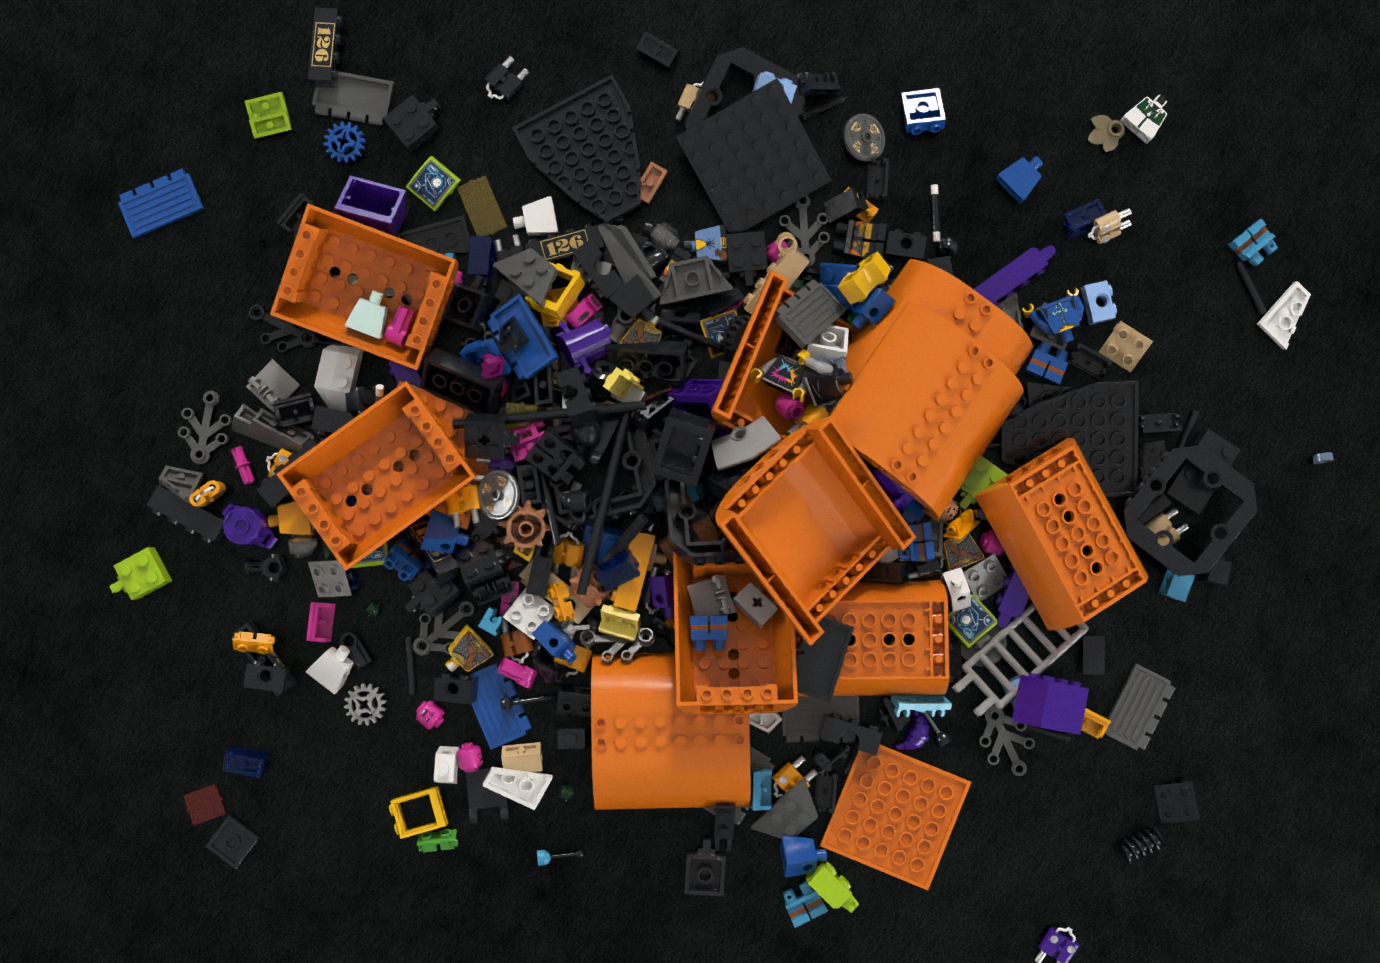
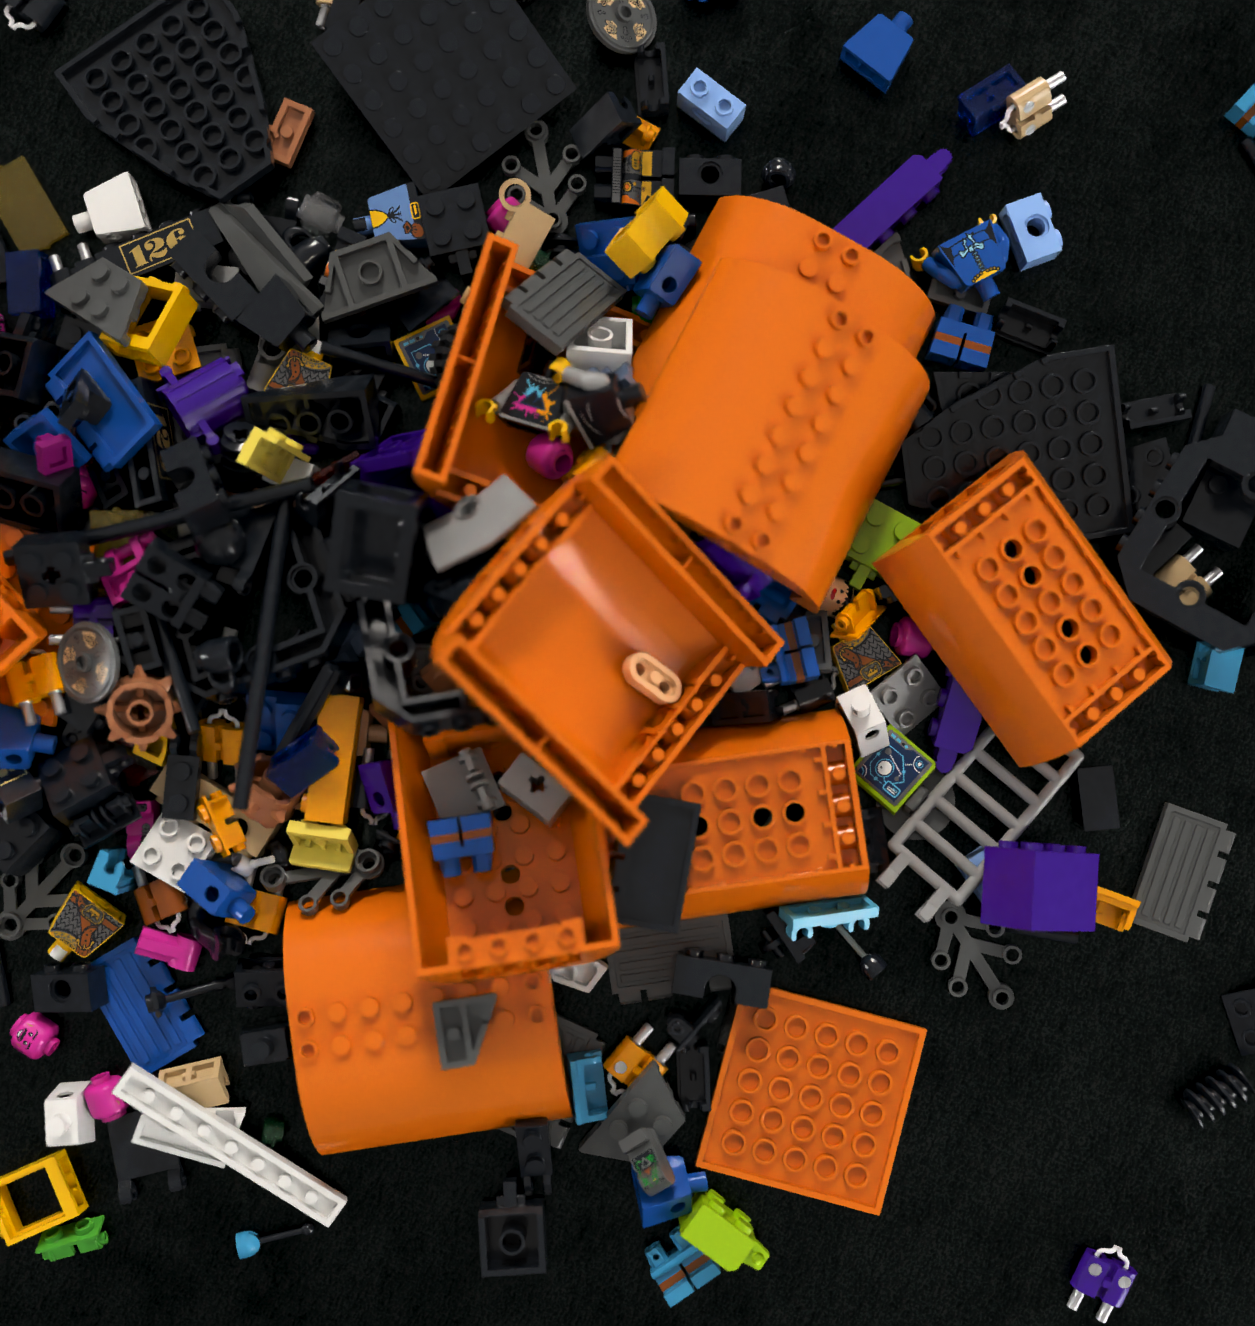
camera: 10 degrees left, 0 degrees up
(542, 795) = (229, 1144): none -> white plate
(583, 310) = (200, 347): dark pink leg -> none
(695, 741) = (462, 1028): none -> dark grey wing
(793, 836) = (648, 1160): none -> dark grey leg
(832, 545) = (649, 677): none -> light nougat plate
(912, 199) = (710, 104): none -> light blue brick
(917, 733) = (829, 962): dark purple piece -> none
(935, 213) = (751, 124): black bar -> none
(1125, 346) = (1084, 295): tan hinge -> none

